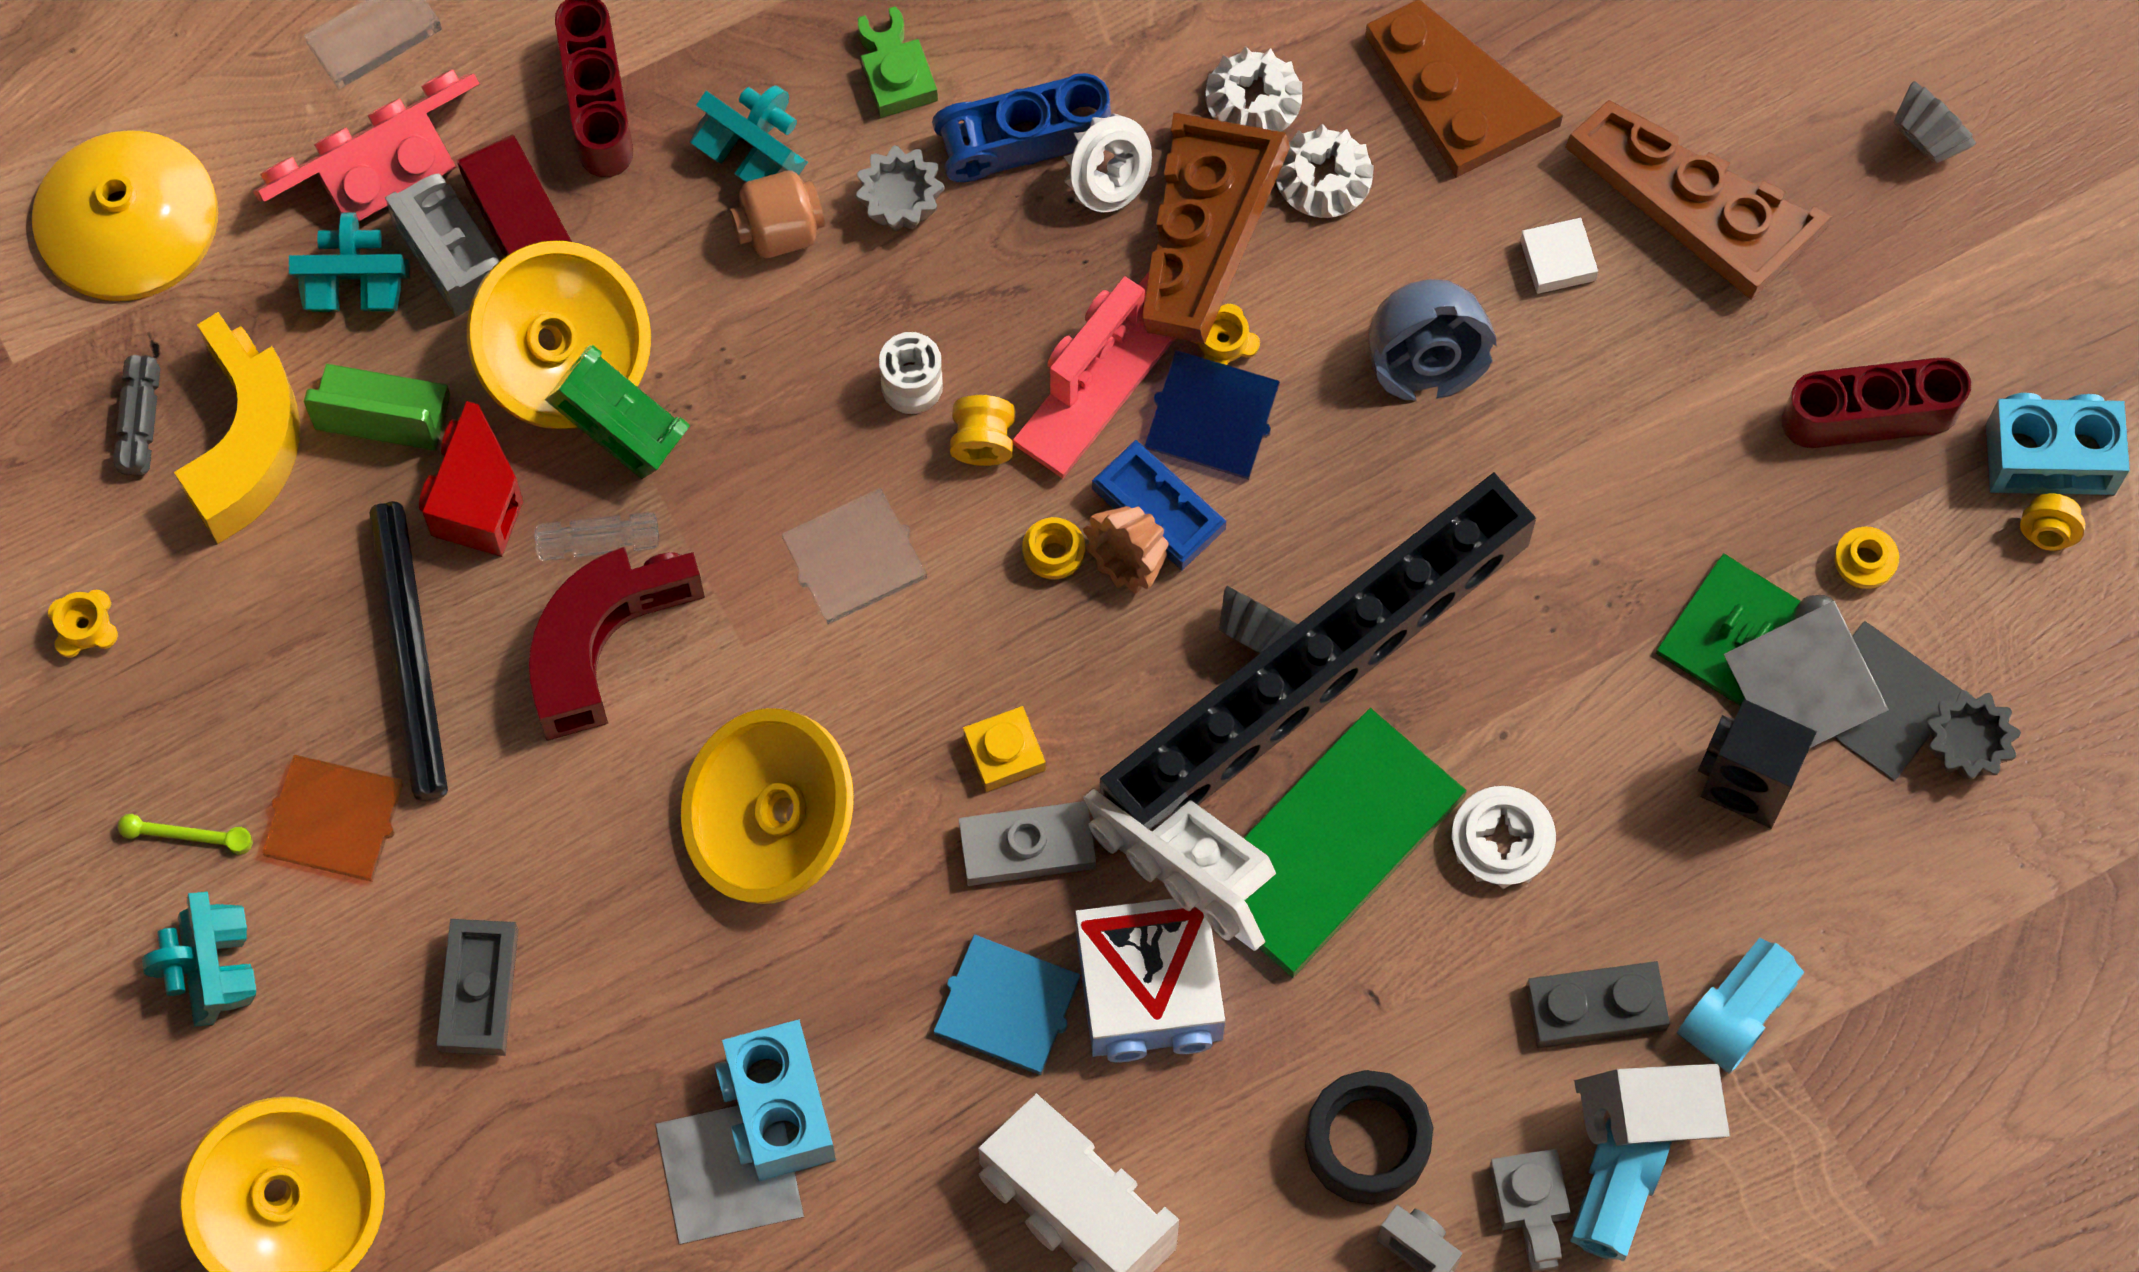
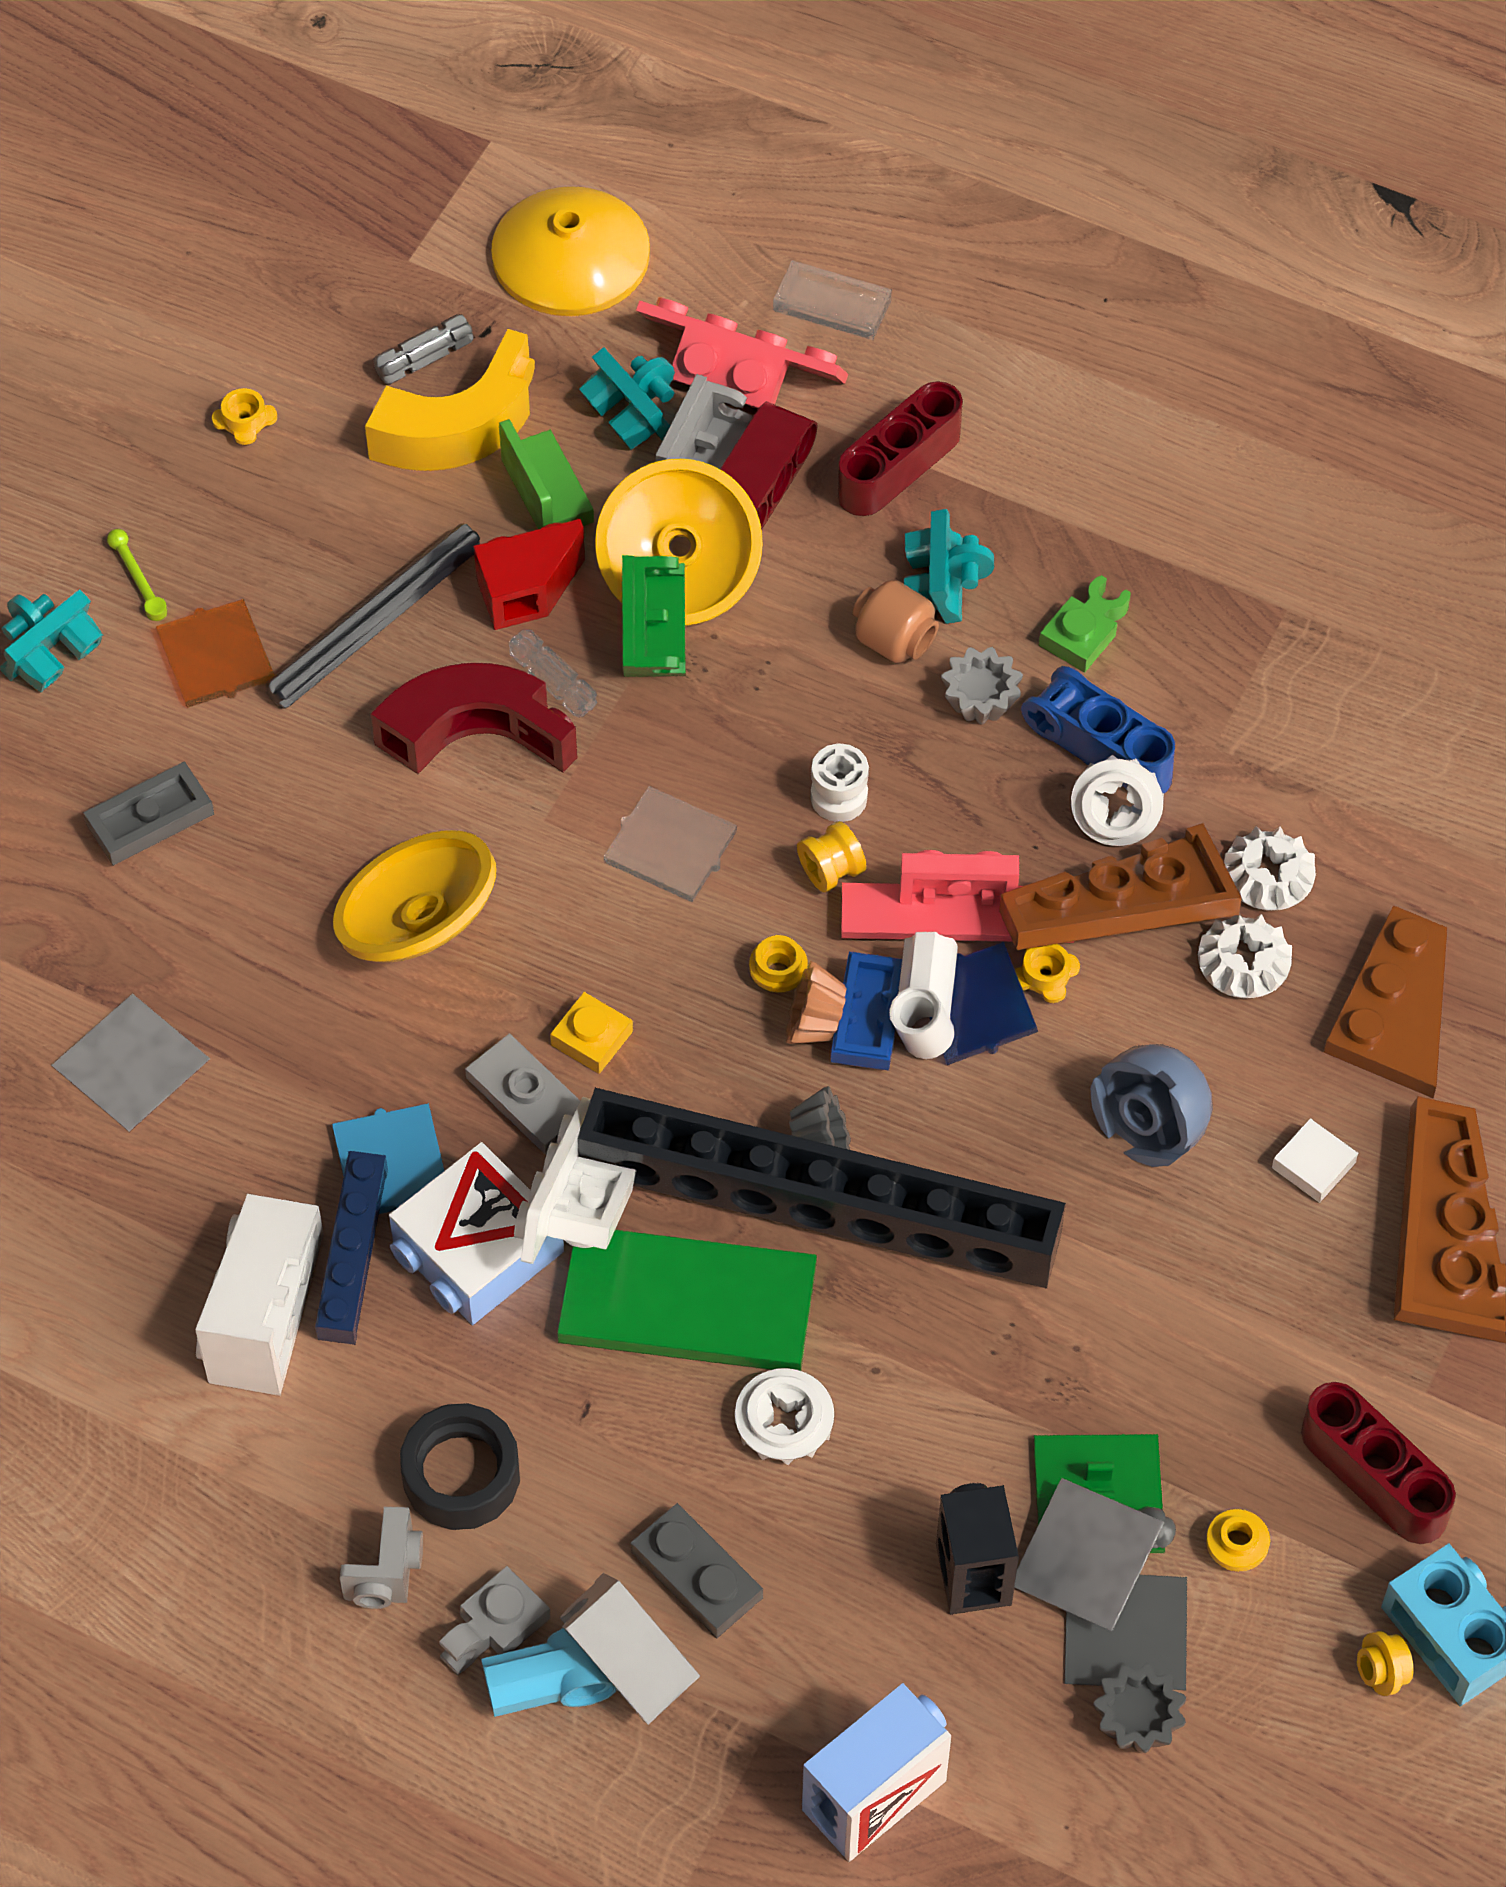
camera: 55 degrees right, 10 degrees down
(787, 1098) = (209, 1058): medium azure brick -> none
(1082, 1092) = (351, 1247): none -> dark blue piece
(1181, 443) = (926, 992): none -> white piece
(1733, 1016) = (753, 1671): medium azure piece -> none
(1906, 977) = (876, 1771): none -> light blue piece

